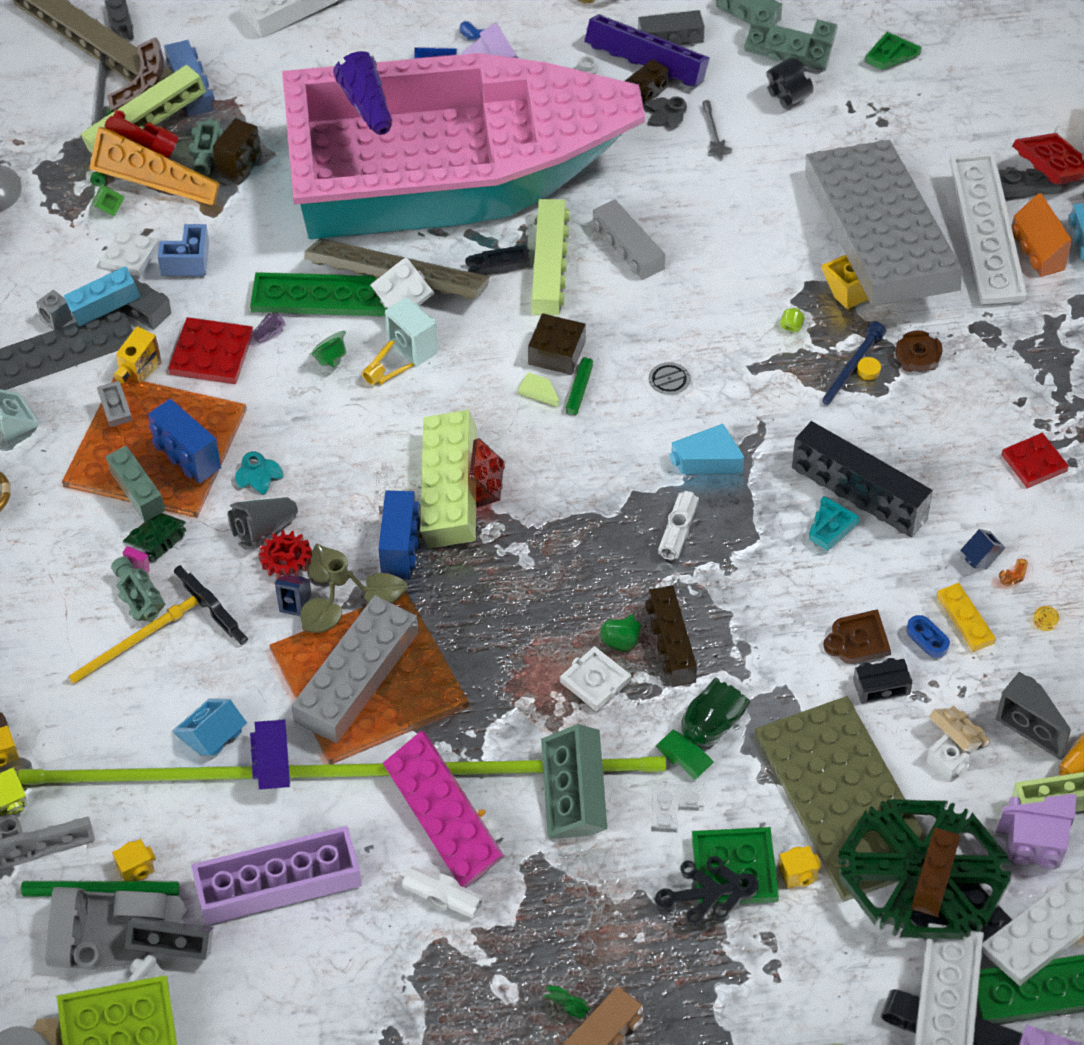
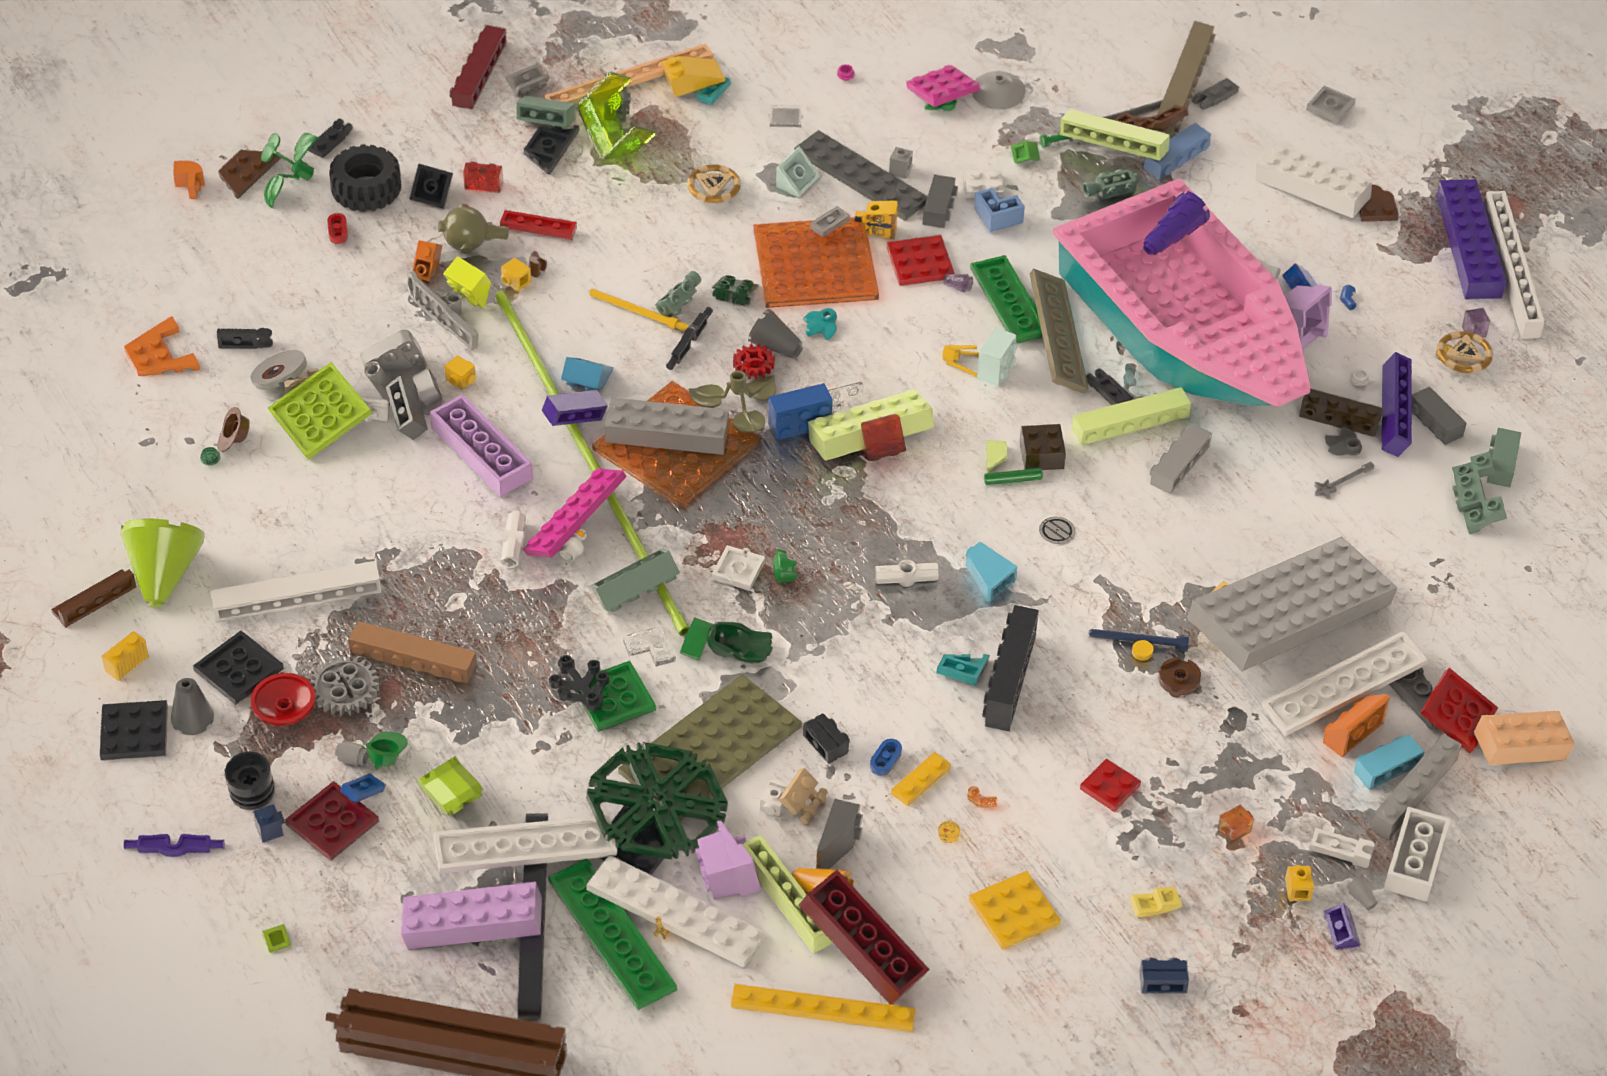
camera: 65 degrees right, 5 degrees down
(45, 888) = (433, 363): green axle -> none
(102, 296) = (919, 176): medium azure brick -> none
(135, 483) = (763, 256): sand green brick -> none
(137, 558) = (704, 286): dark pink tile -> none
(138, 164) = (1062, 154): light orange wing -> none
(150, 136) = (1091, 154): red piece -> none
(184, 441) = (810, 264): blue brick -> none
(237, 151) = (1111, 192): dark brown brick -> none
(292, 593) = (718, 370): dark blue slope -> none
(330, 350) = (952, 322): green piece -> none
(402, 282) = (1033, 334): white plate -> none
(573, 1005) = (453, 631): green plate -> none
(672, 636) = (798, 598): dark brown brick -> none
(789, 82) = (1422, 505): black brick -> none
(792, 319) = (1162, 586): lime piece -> none
(799, 866) = (629, 731): yellow brick -> none
(858, 638) = (861, 714): reddish brown plate -> none
(891, 51) = (1518, 568): green wing -> none
(936, 872) = (646, 797): reddish brown brick -> none
(982, 549) = (988, 766): dark blue brick -> none

